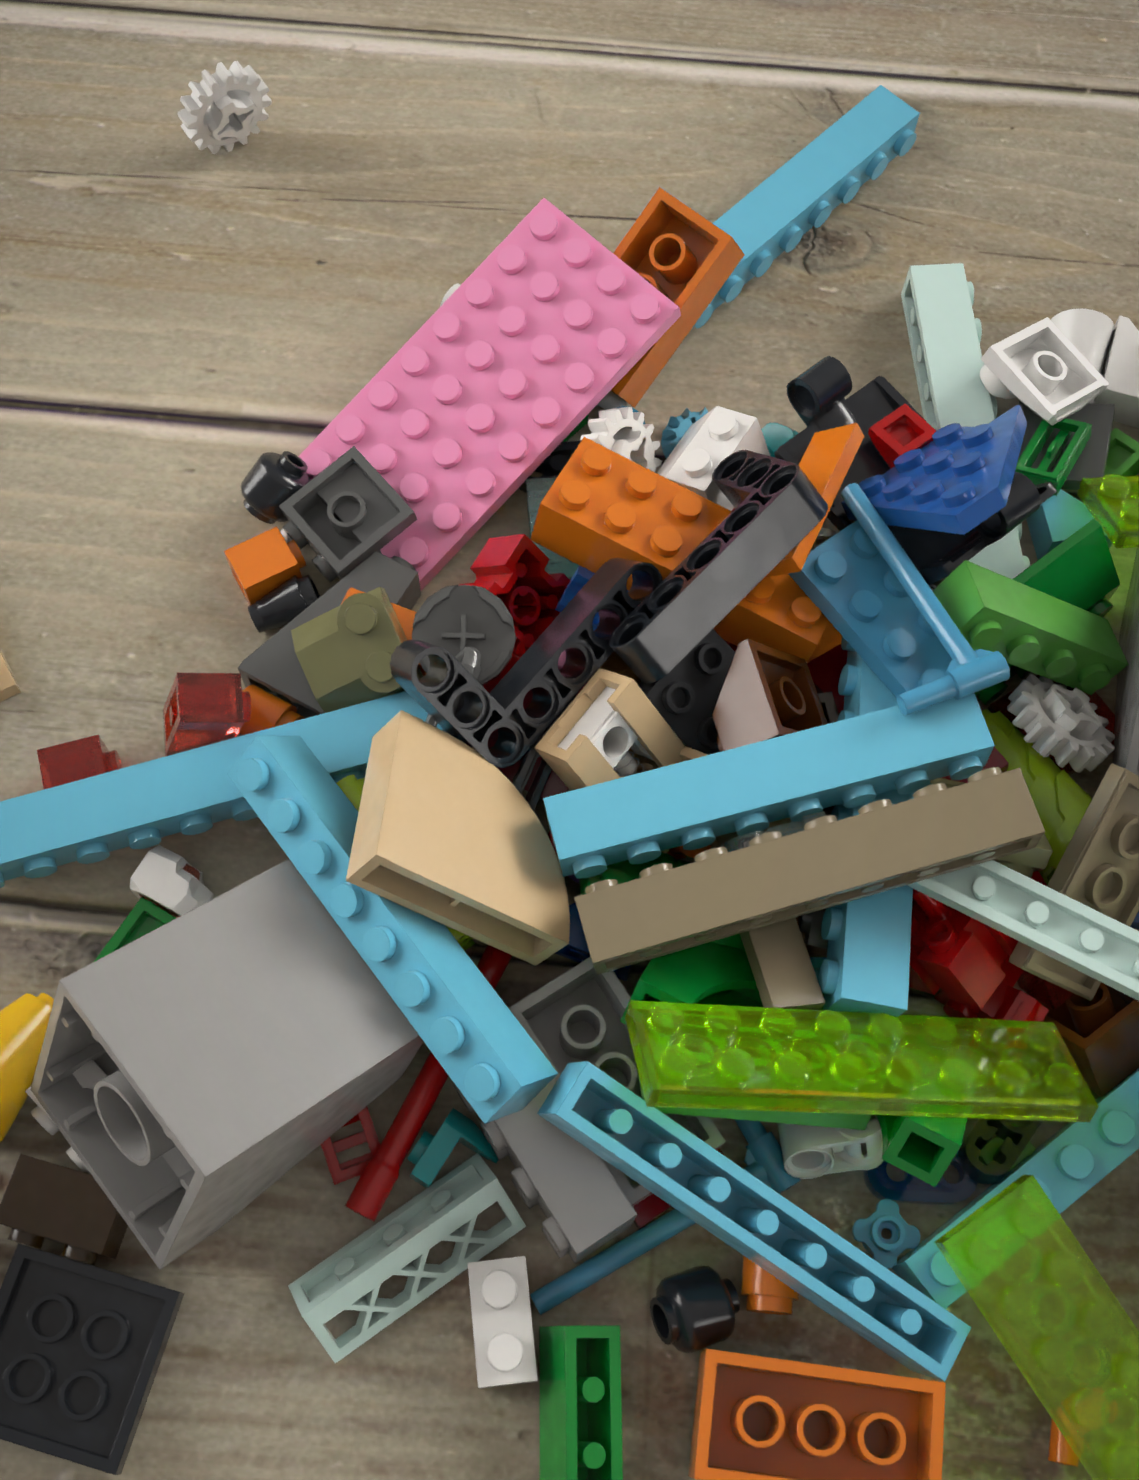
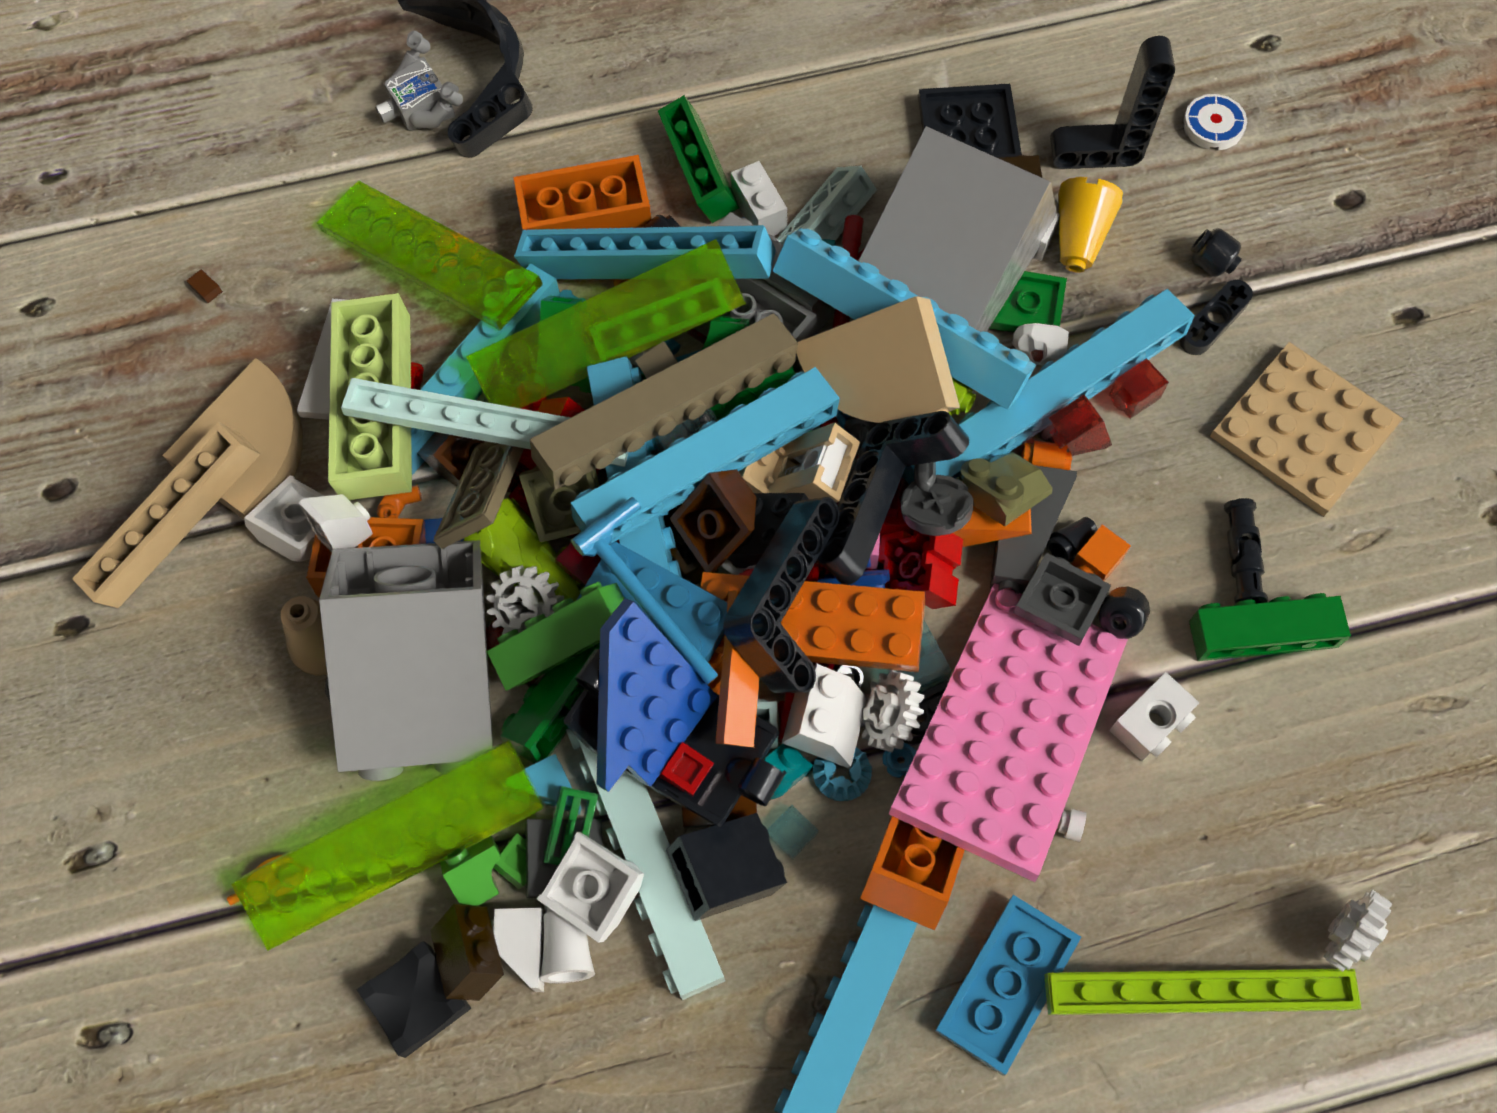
camera: 165 degrees right, 0 degrees up
(80, 517) = (1245, 550): none -> black piece
(112, 421) = (1269, 627): none -> green brick
(330, 378) = (1164, 698): none -> white brick
(420, 127) = (1201, 991): none -> lime tile
(611, 182) = (1007, 985): none -> dark azure plate
(772, 399) = (792, 832): none -> clear light blue tile
(884, 343) = (726, 866): none -> black brick

